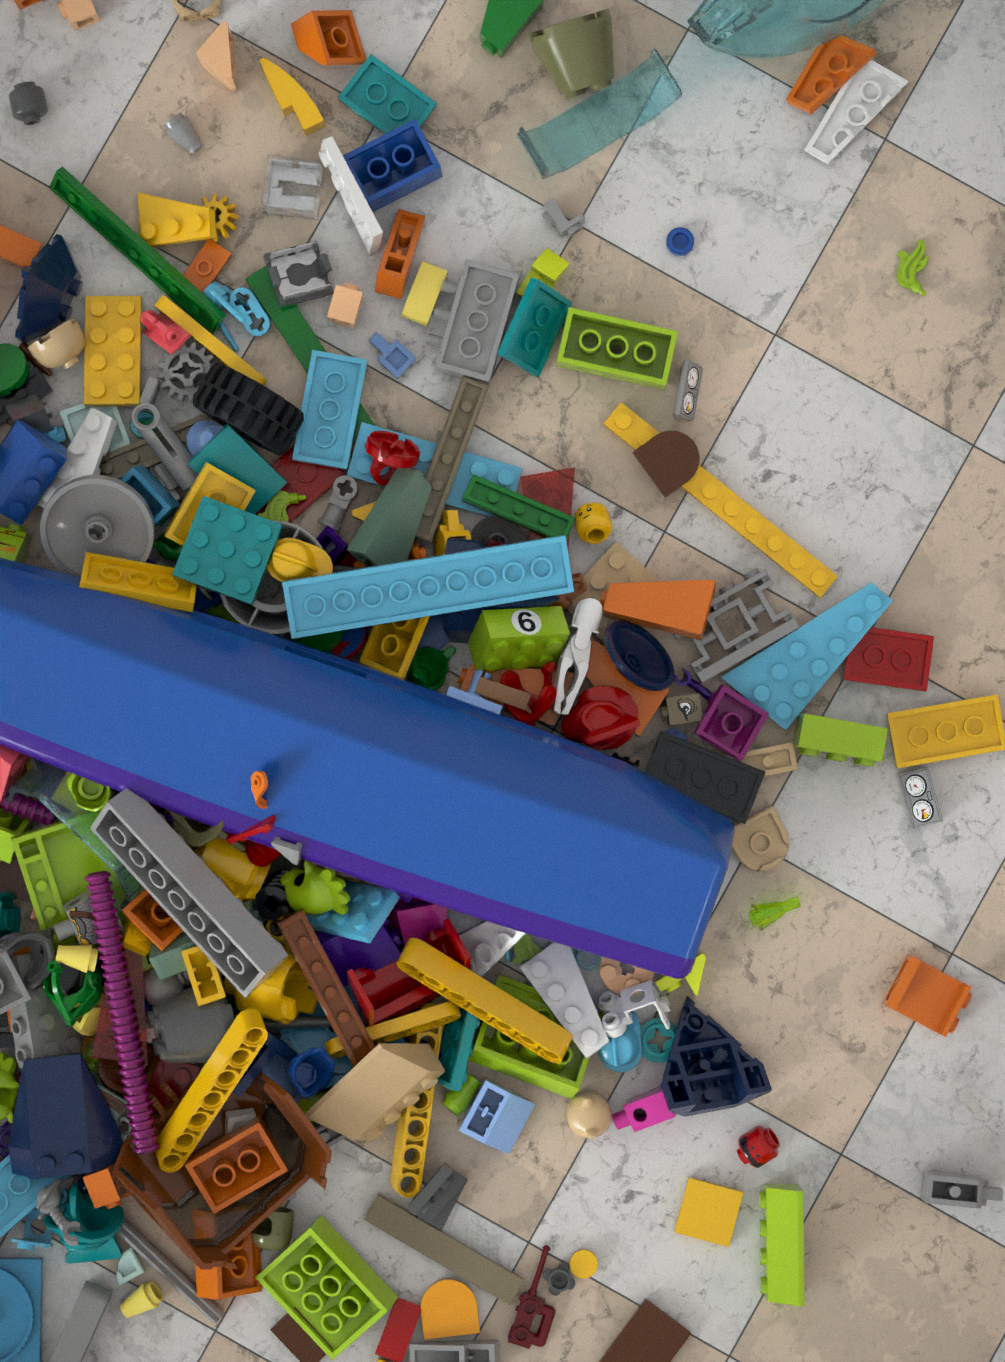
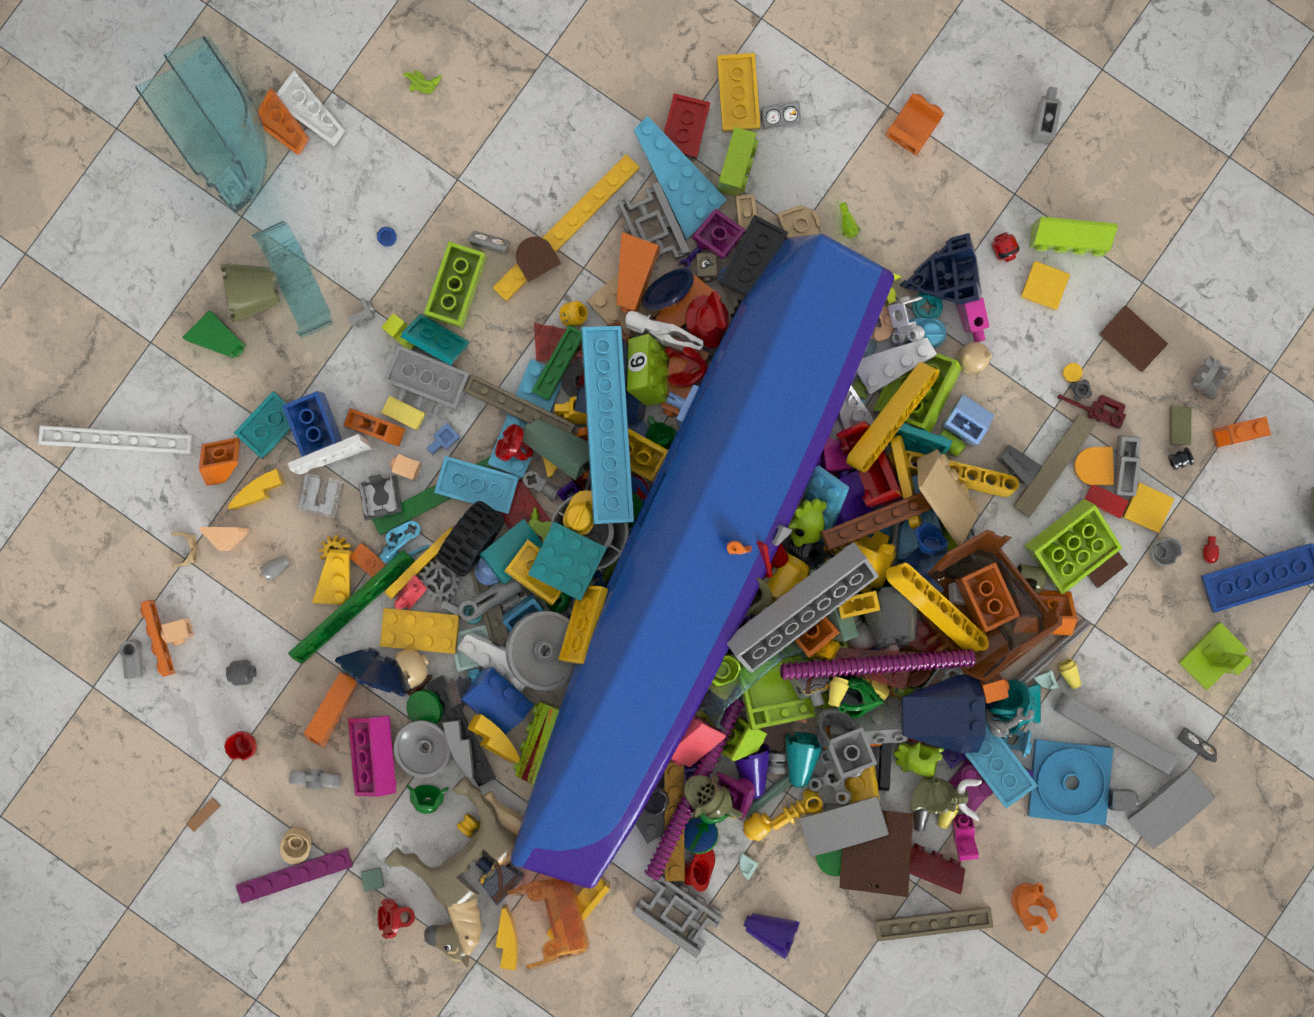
camera: 85 degrees left, 0 degrees up
(502, 693) = (684, 384): medium nougat window -> none

